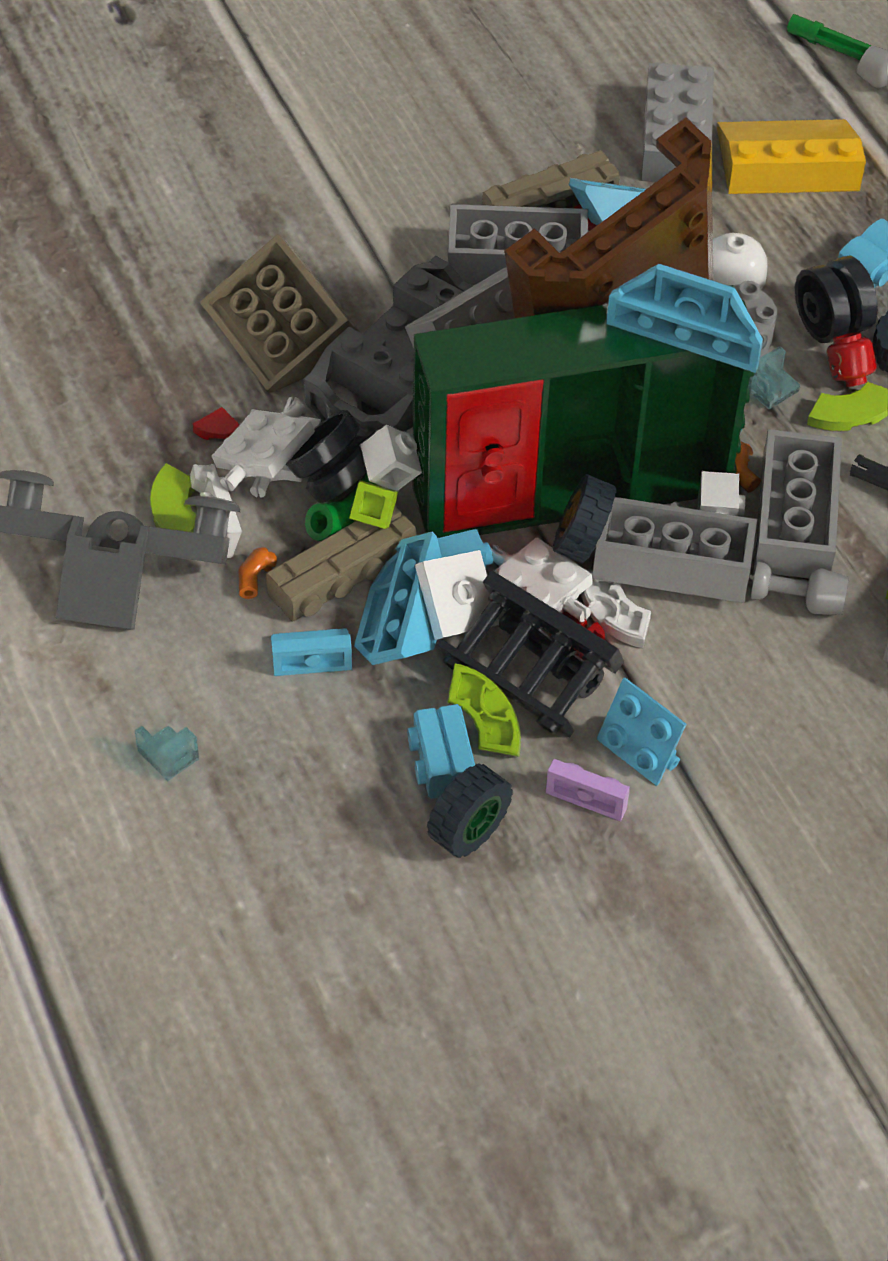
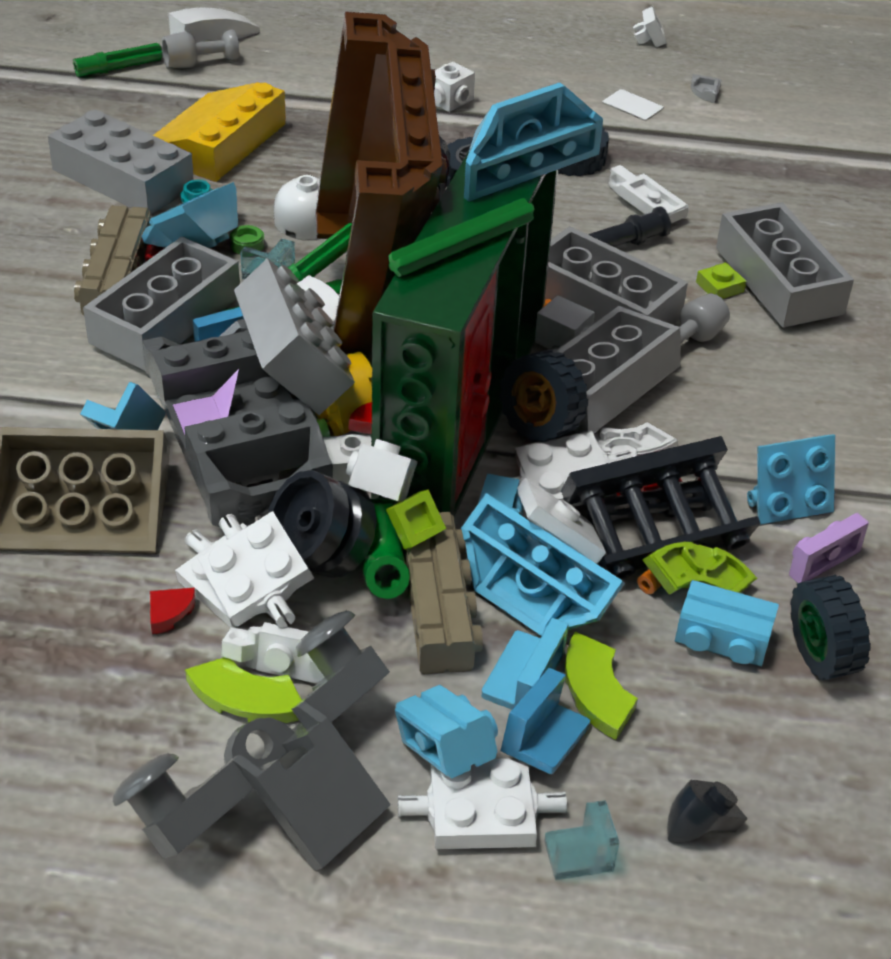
camera: 60 degrees left, 10 degrees down
(168, 679) = (483, 806): none -> white plate
(199, 622) = (447, 730): none -> medium azure brick
(246, 807) = (703, 808): none -> black plate
(254, 678) = (540, 728): none -> dark azure panel
(258, 560) = (399, 677): orange arm -> none
(325, 697) = (595, 686): none -> lime tile
(356, 296) = (134, 412): none -> medium azure panel
(387, 330) = (207, 408): none -> lavender sticker
(542, 338) = (460, 237): none -> green axle

